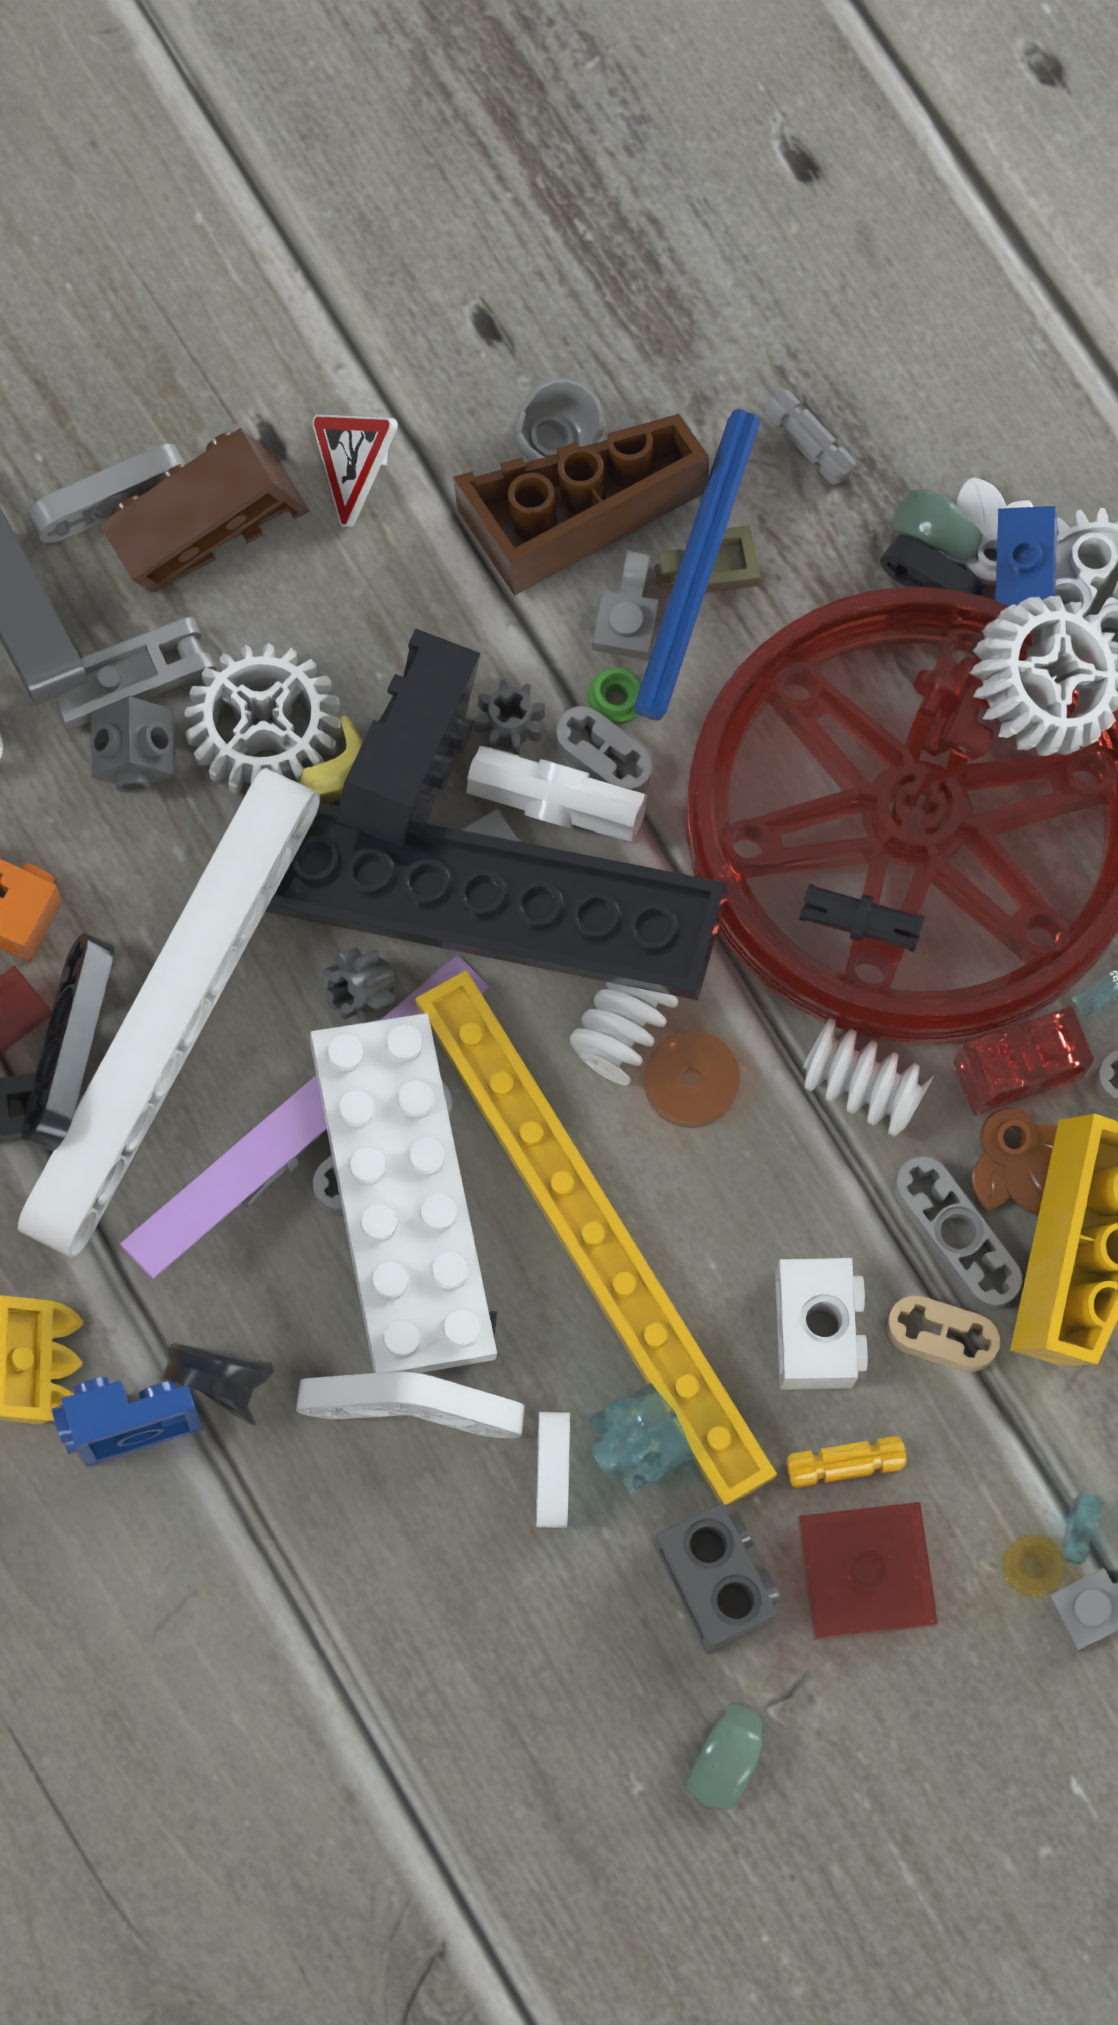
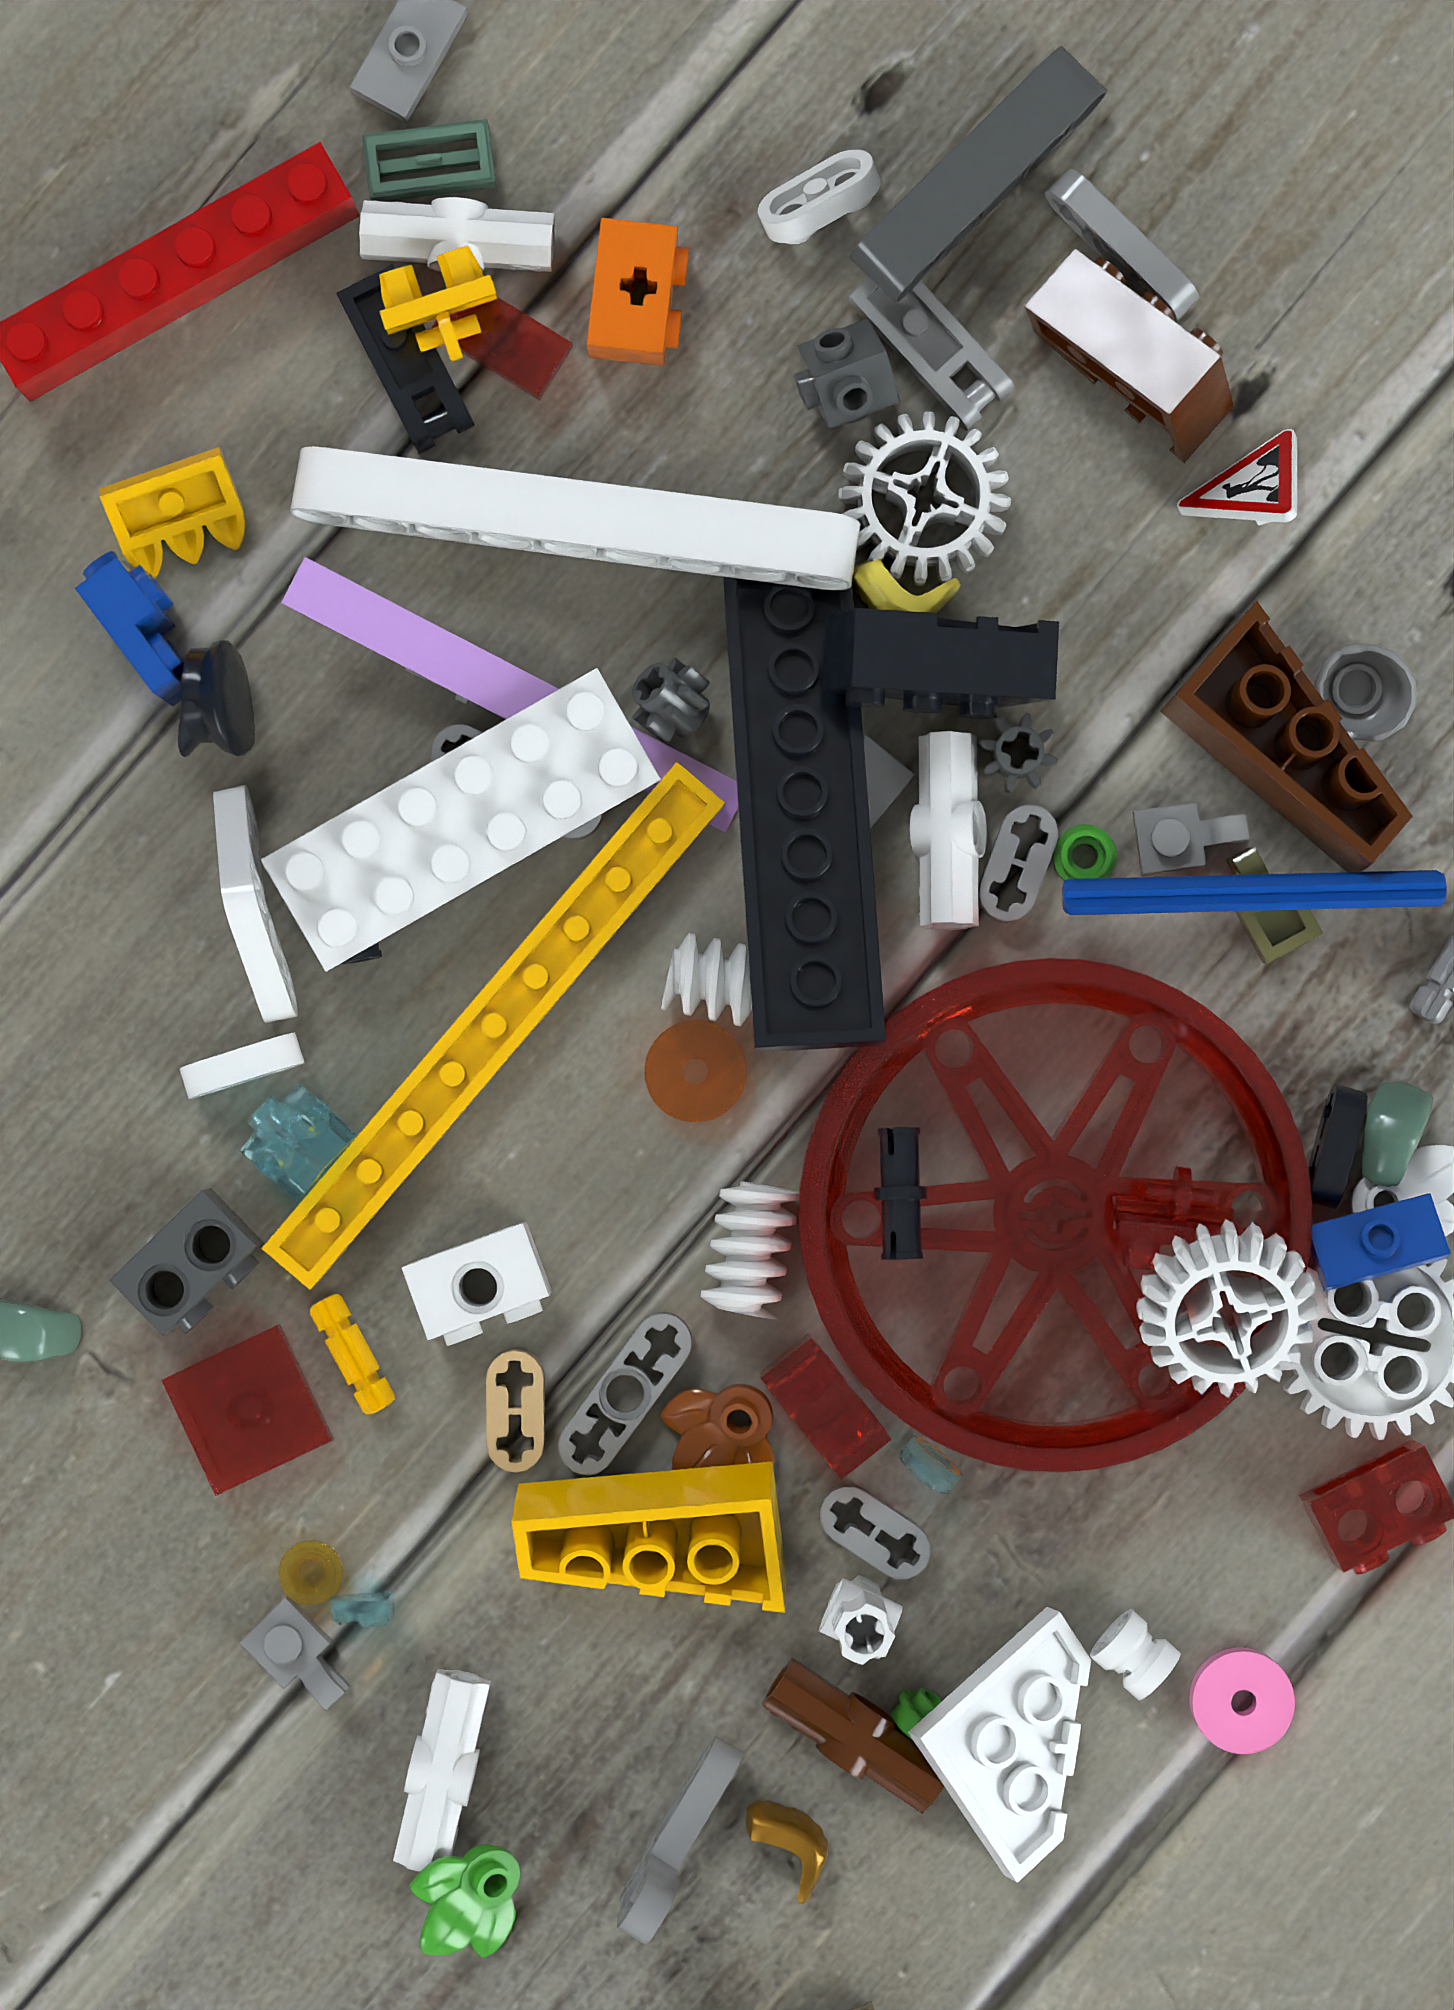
camera: 75 degrees right, 15 degrees up
(67, 1042) = (505, 427): beam -> none

